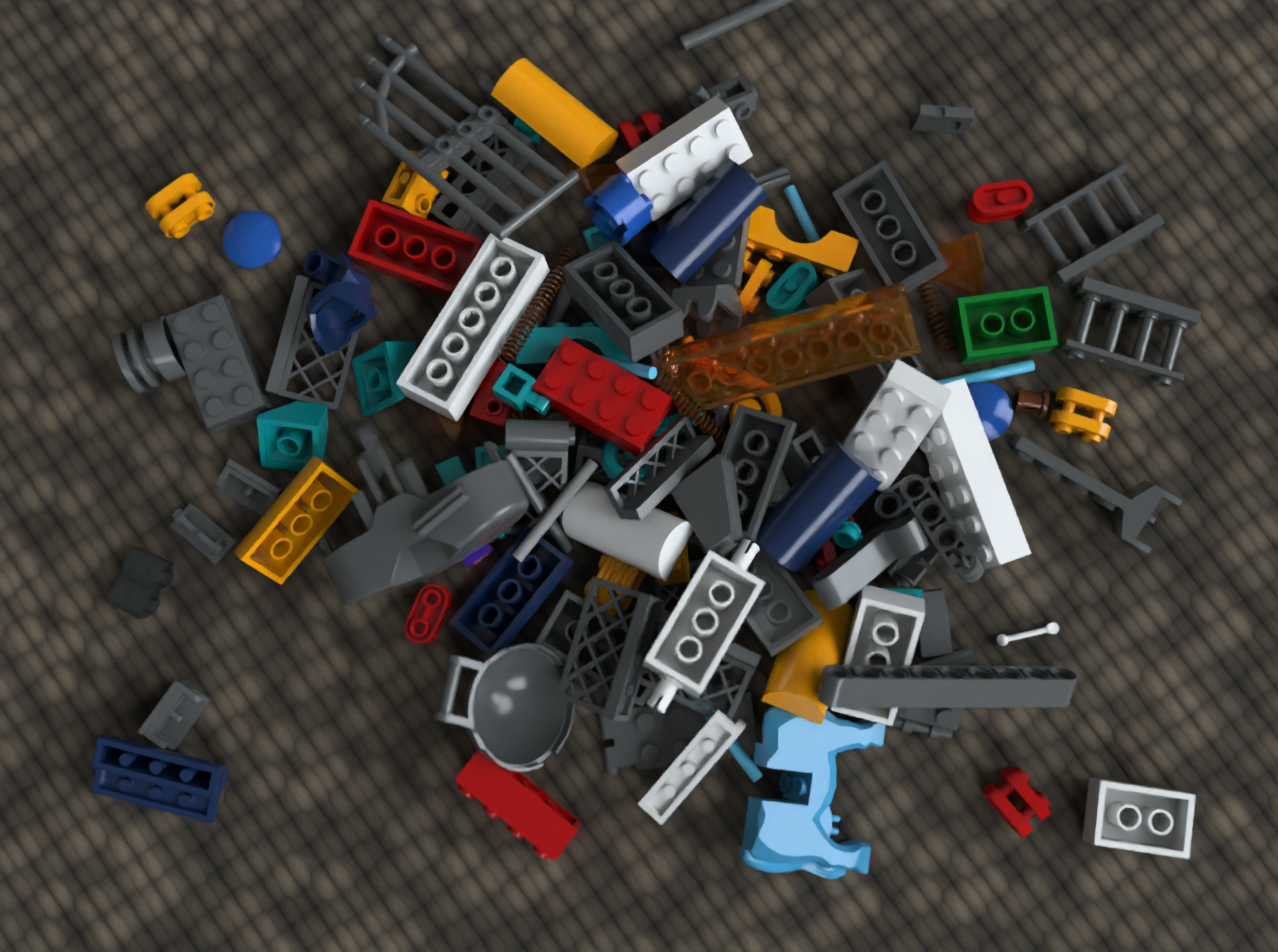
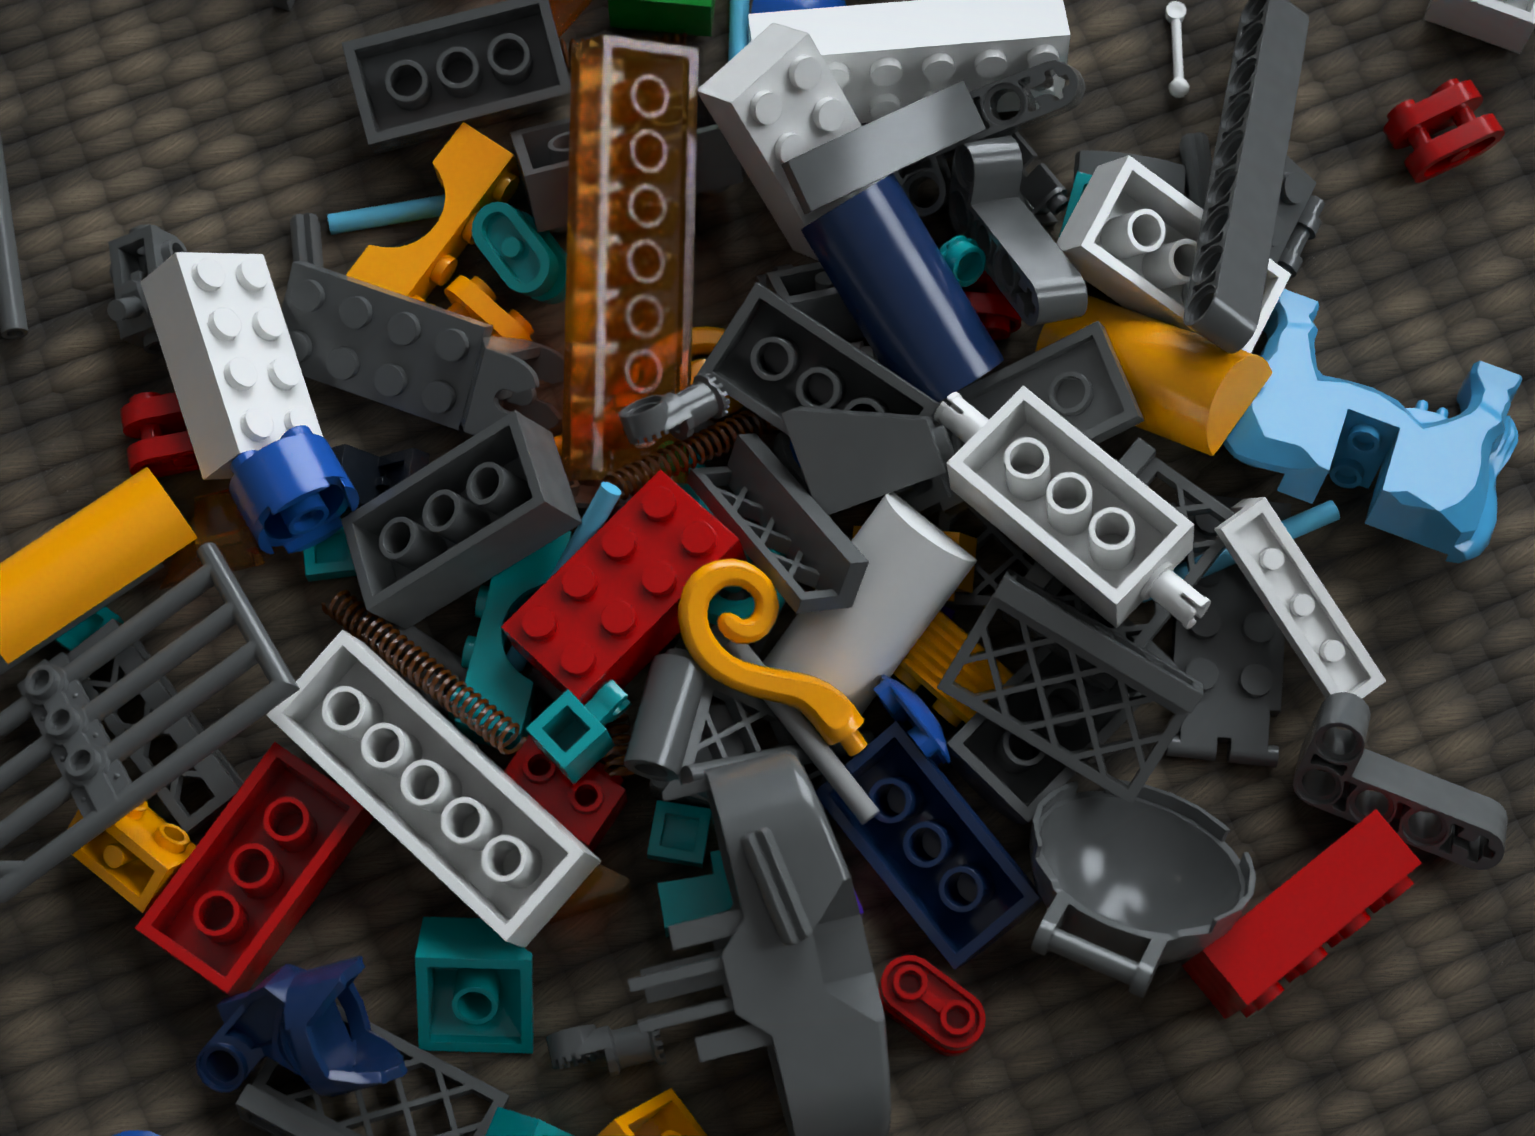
camera: 80 degrees left, 10 degrees down
(569, 515) = (819, 701): none -> light orange plant
(578, 569) = (906, 705): none -> blue dish
(600, 842) = (1462, 822): none -> dark grey beam
(705, 389) = (675, 412): none -> dark grey connector
(706, 220) = (358, 349): dark blue brick -> none
(894, 472) = (883, 147): none -> slope

